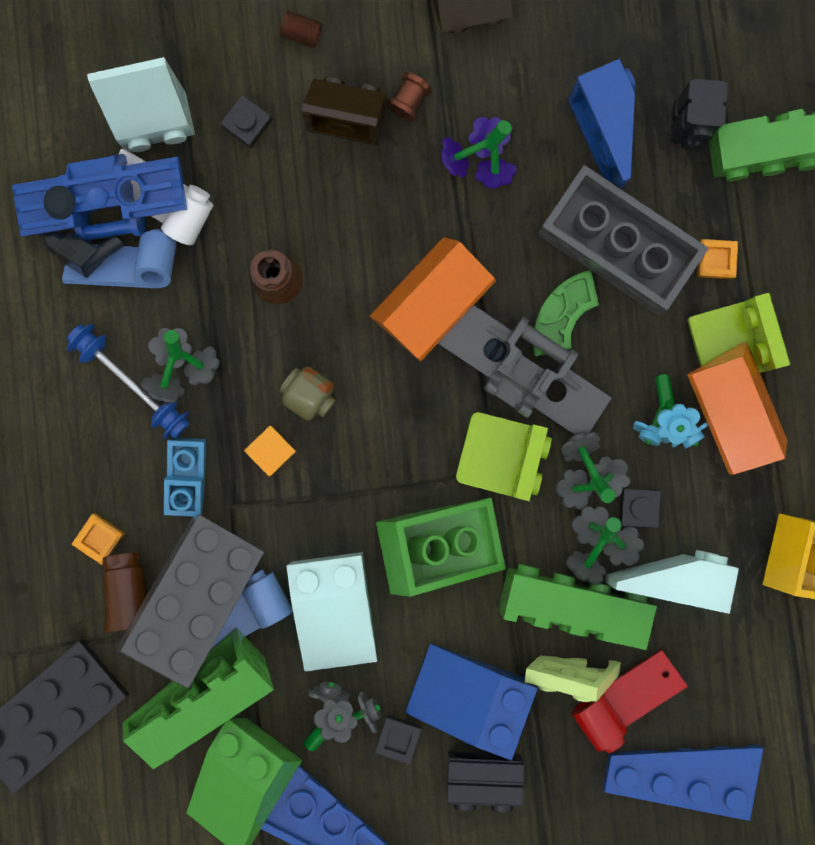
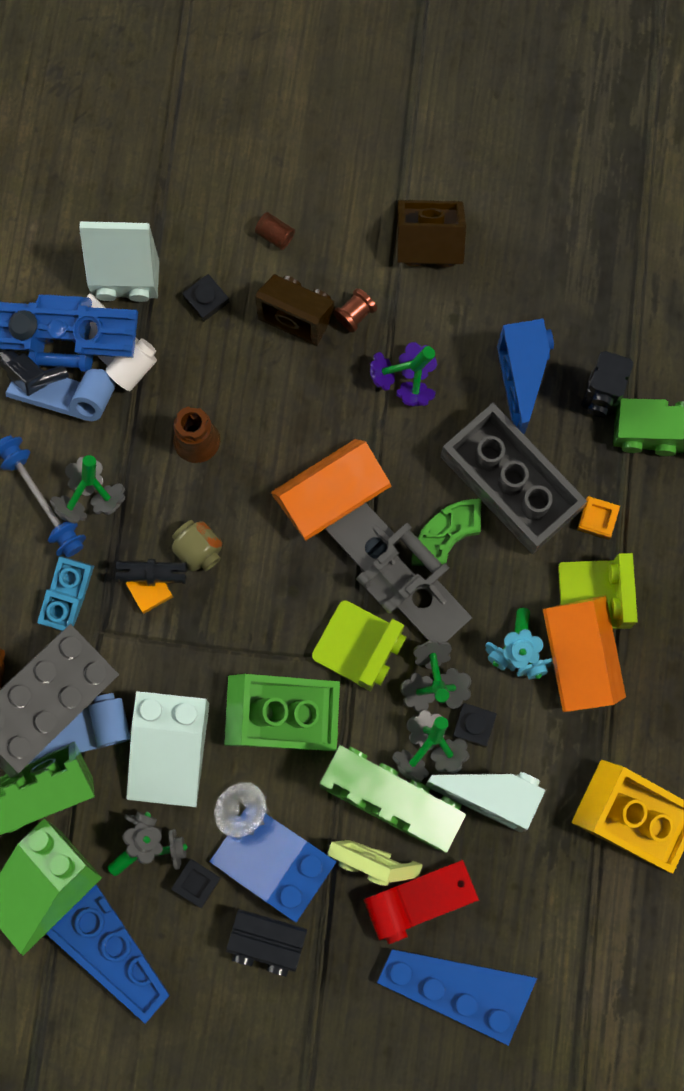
camera: 10 degrees right, 10 degrees down
(267, 434) = (151, 572): none -> black pin
(410, 654) = (228, 807): none -> clear gear

